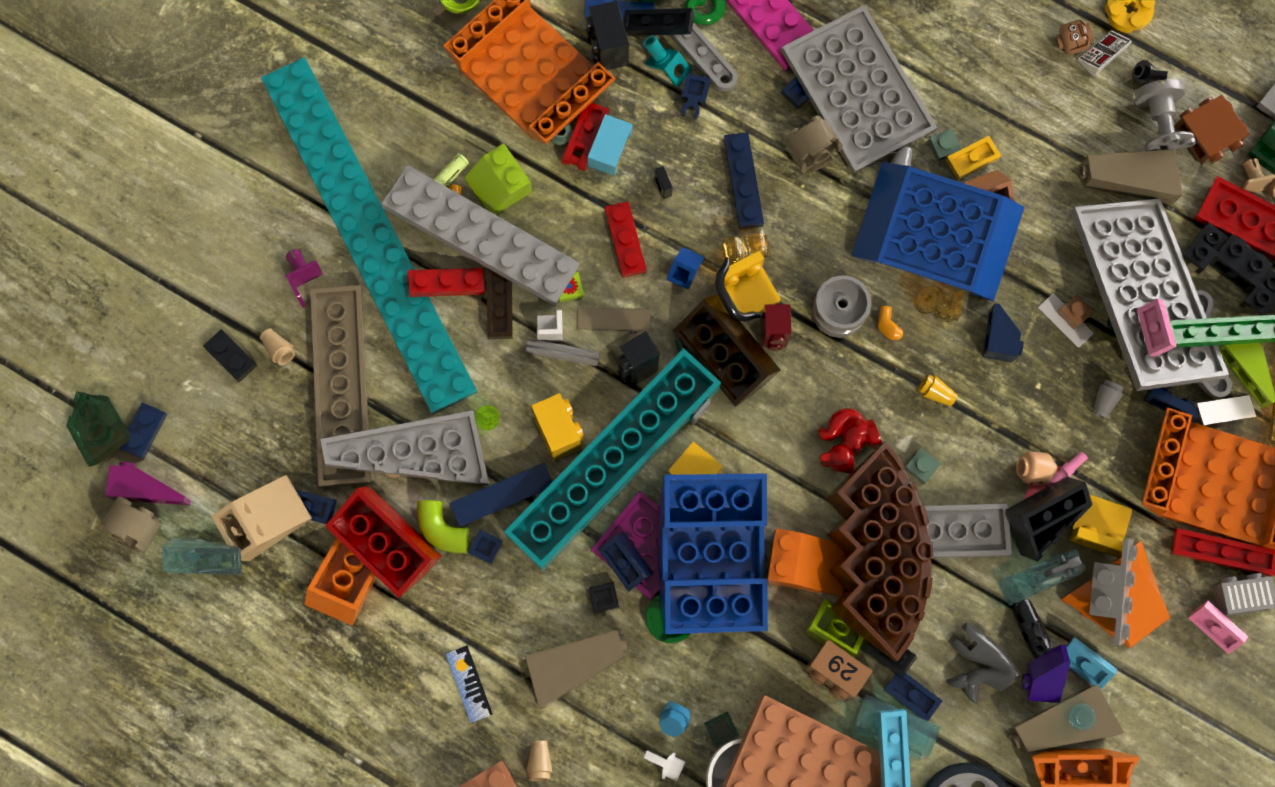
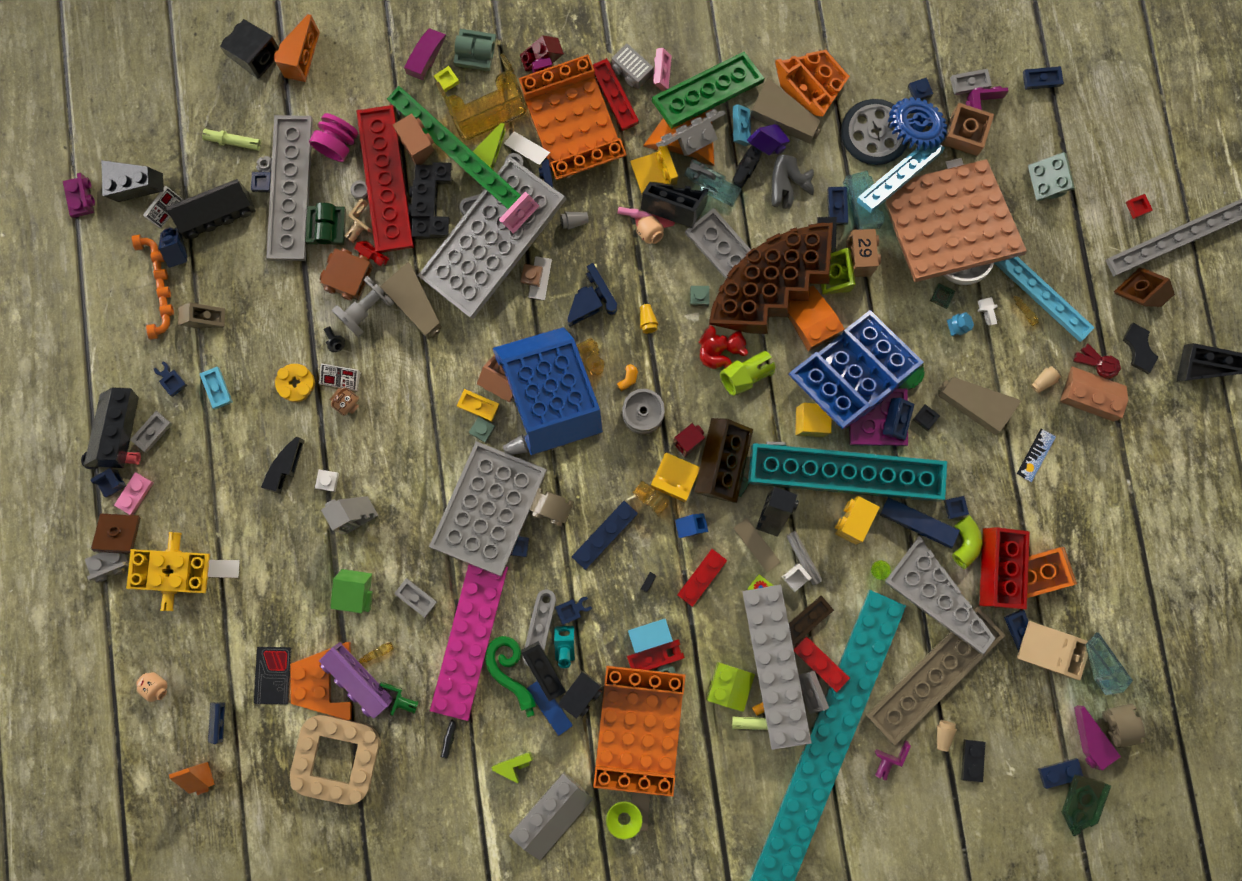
camera: 125 degrees left, 5 degrees up
(426, 252) = (812, 692): none -> light grey plate
(726, 299) = (697, 482): black animal -> none
(800, 435) = (741, 376): none -> lime piece
(1006, 368) = (601, 289): none -> dark blue plate
(1082, 717) = (779, 104): clear light blue plate -> none
(1157, 655) = (707, 89): none -> green plate
(1225, 168) = (368, 250): none -> red plate

